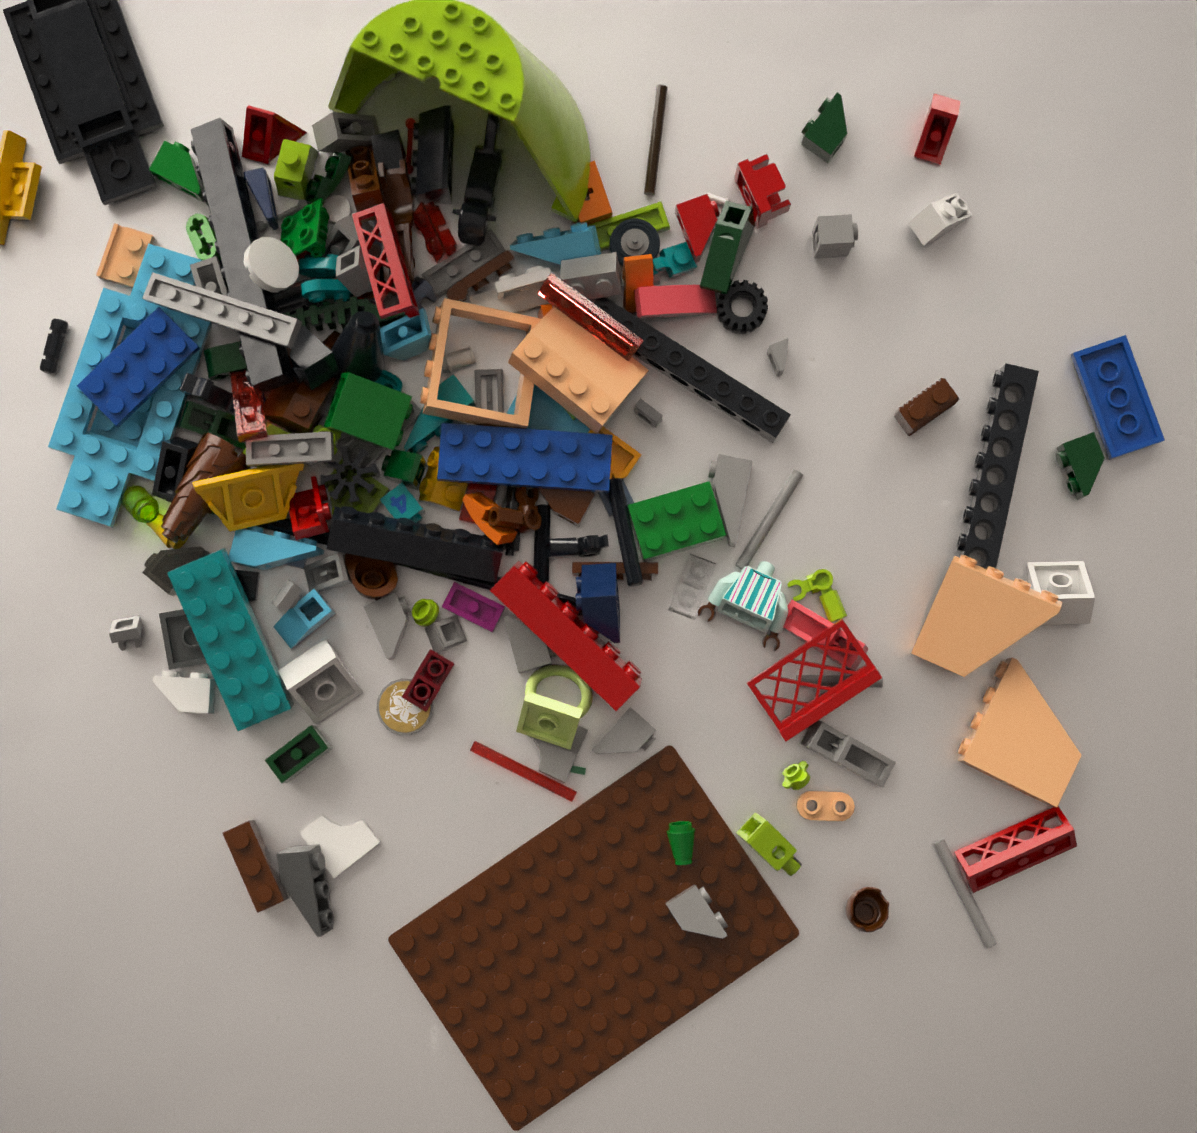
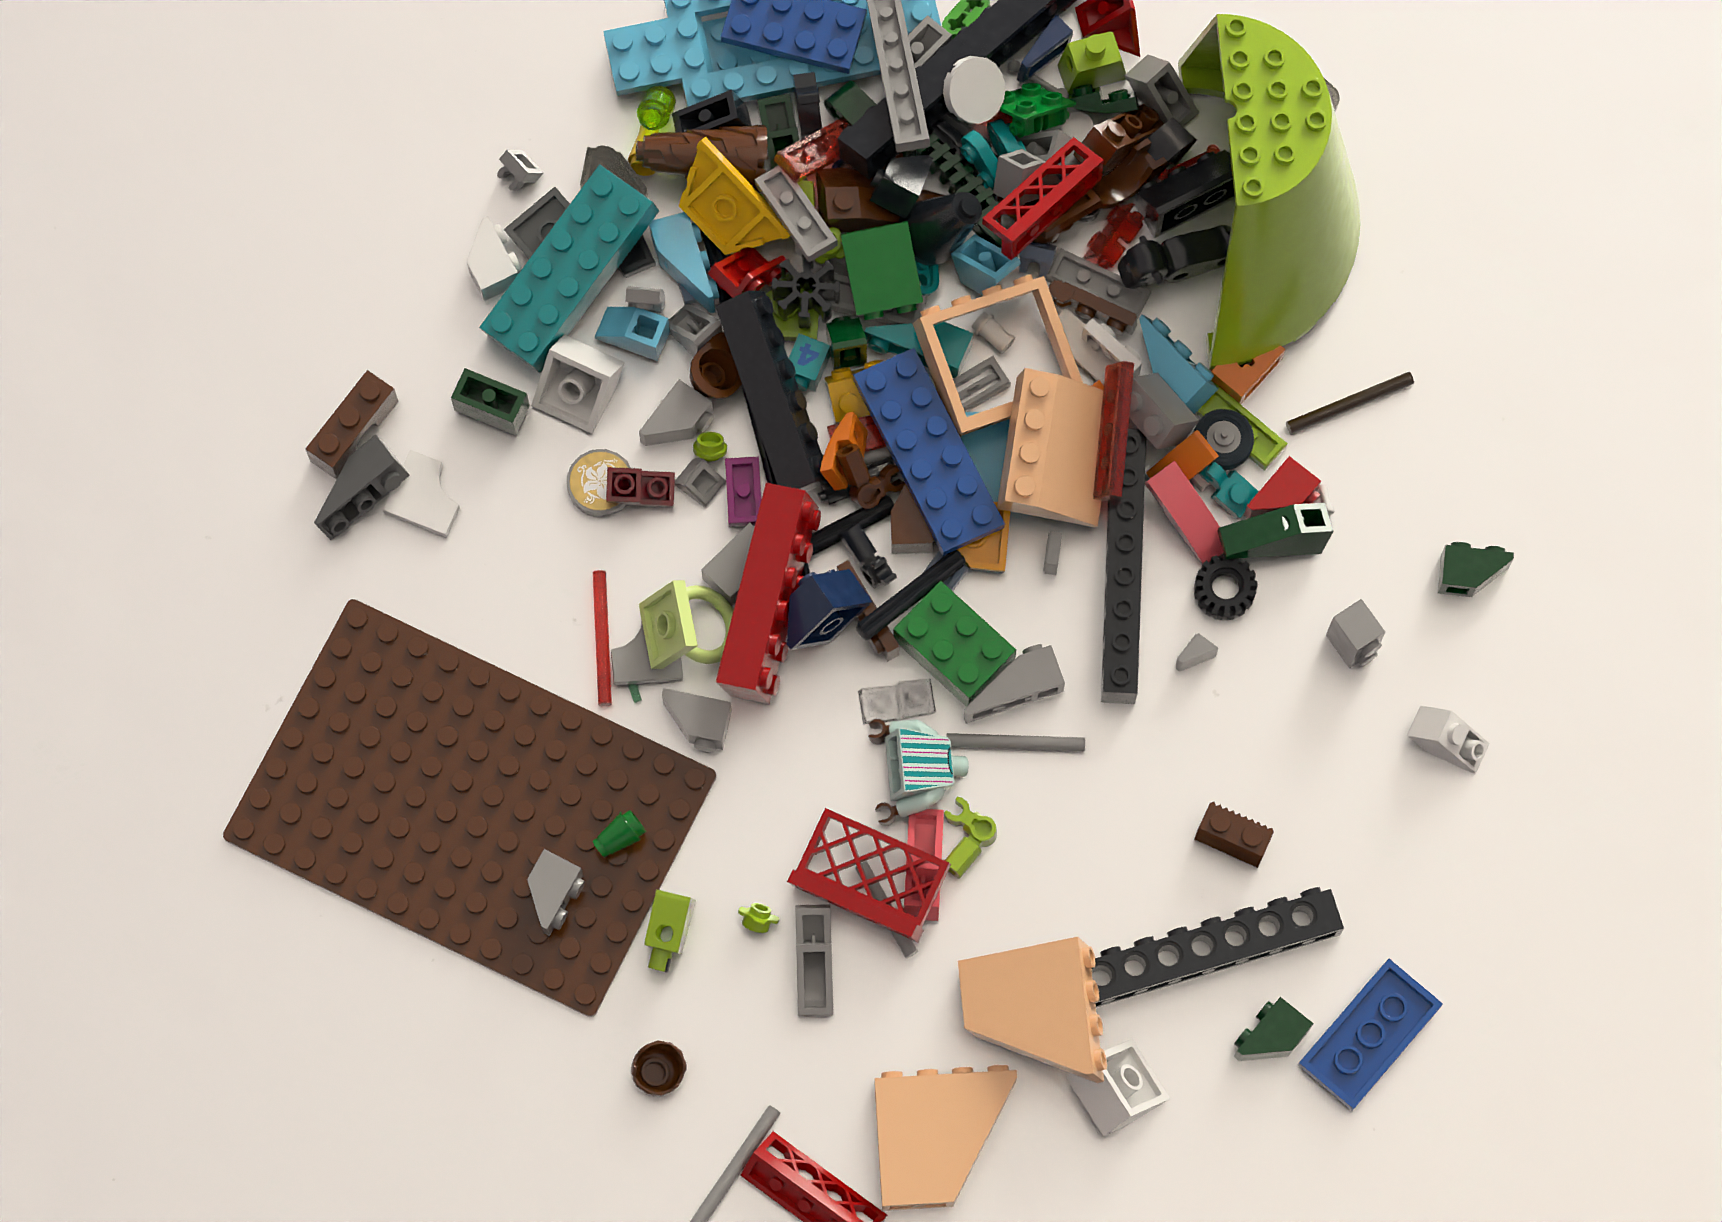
camera: 60 degrees right, 10 degrees down
(760, 188) = (1360, 533): red panel -> none
(825, 806) = (743, 967): light nougat plate -> none
(937, 128) = (1544, 681): red slope -> none

